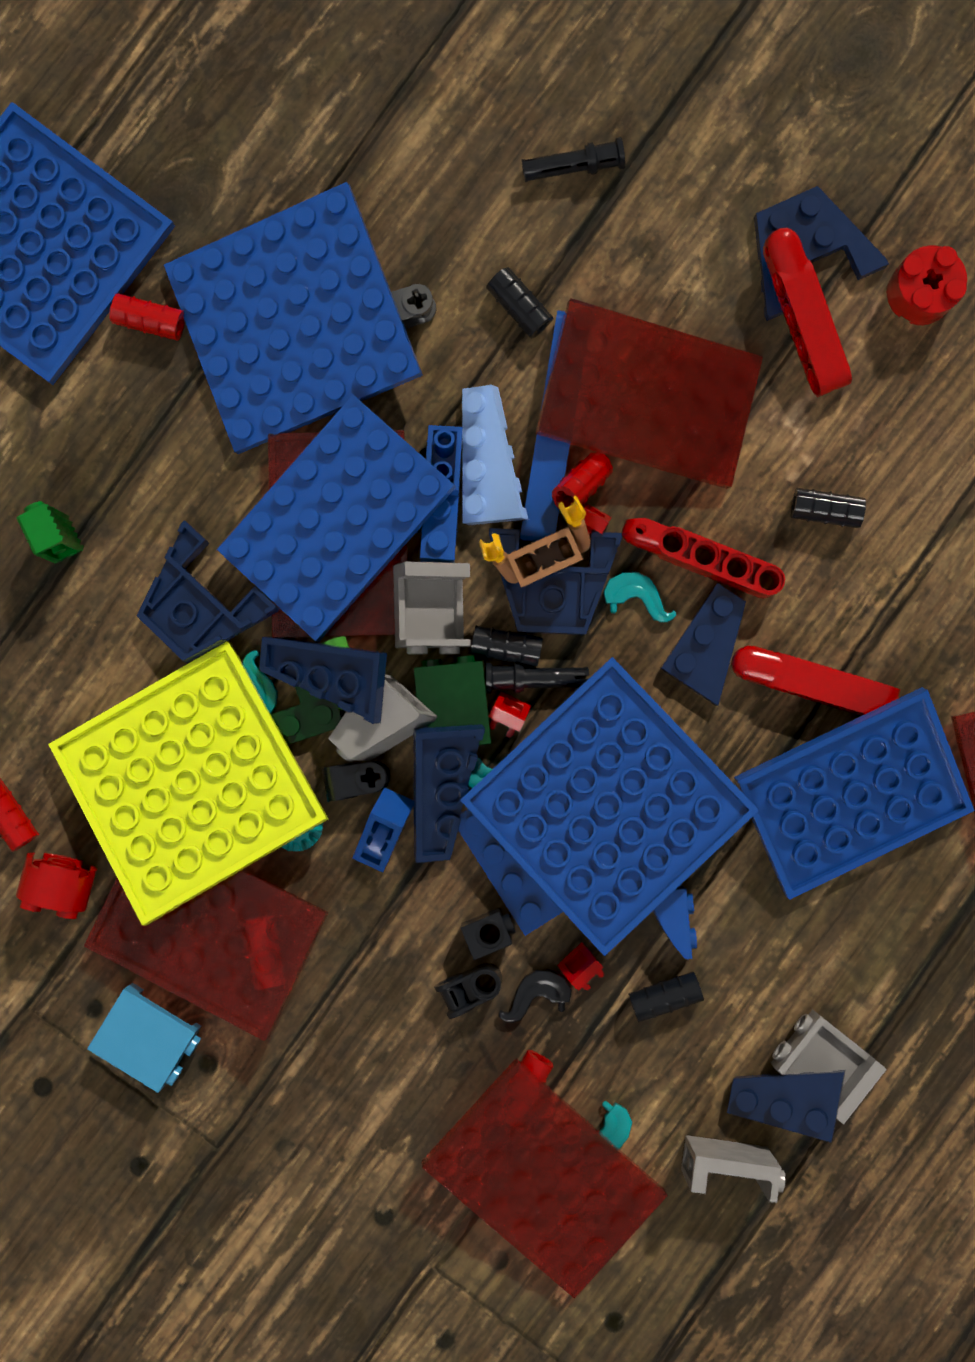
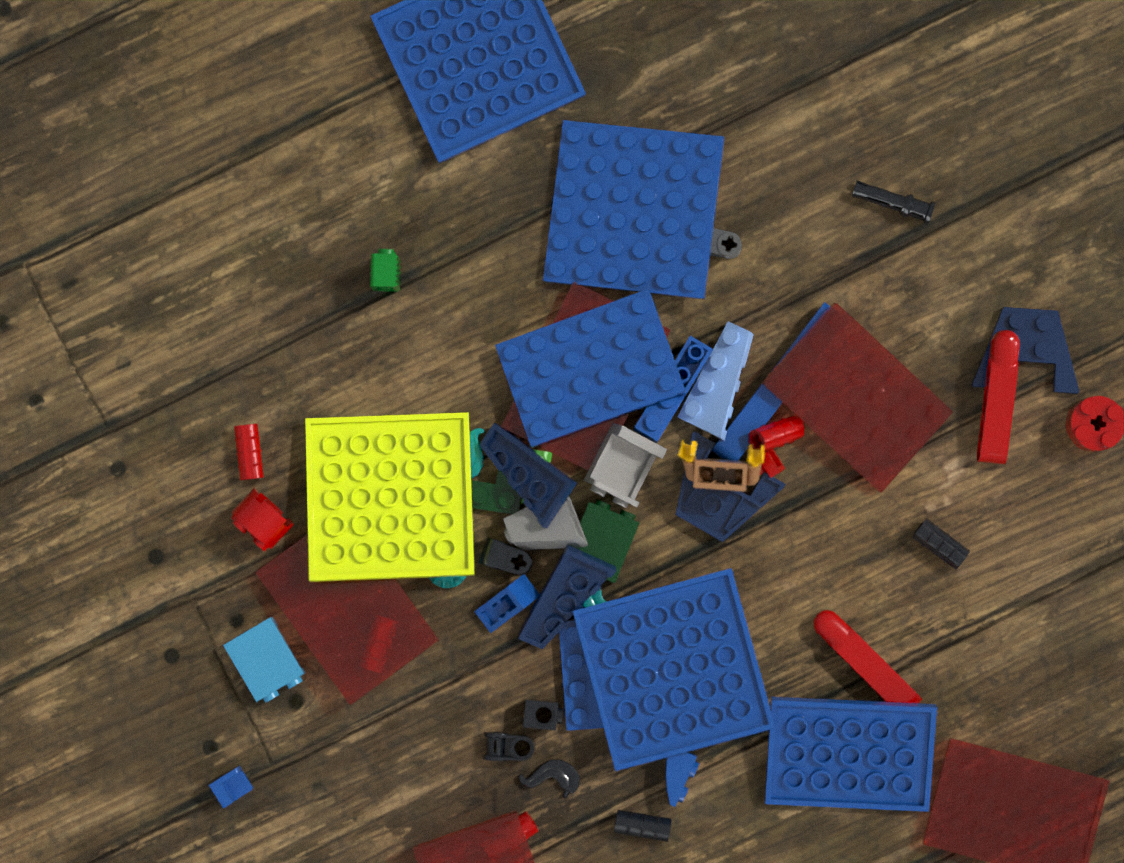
camera: 25 degrees right, 0 degrees up
(147, 316) = (532, 151): red axle -> none
(182, 1201) = (231, 786): none -> blue panel
(187, 613) = (449, 377): dark blue wing -> none
(506, 646) = (662, 520): black axle -> none
(509, 712) = (639, 568): red tile -> none
(518, 677) = (659, 547): black pin -> none
(519, 302) = (801, 281): black axle -> none
(581, 967) = (594, 773): red tile -> none
(636, 585) = (774, 524): teal piece -> none
(707, 645) = (804, 594): dark blue wing -> none
(752, 567) = (804, 501): red piece -> none

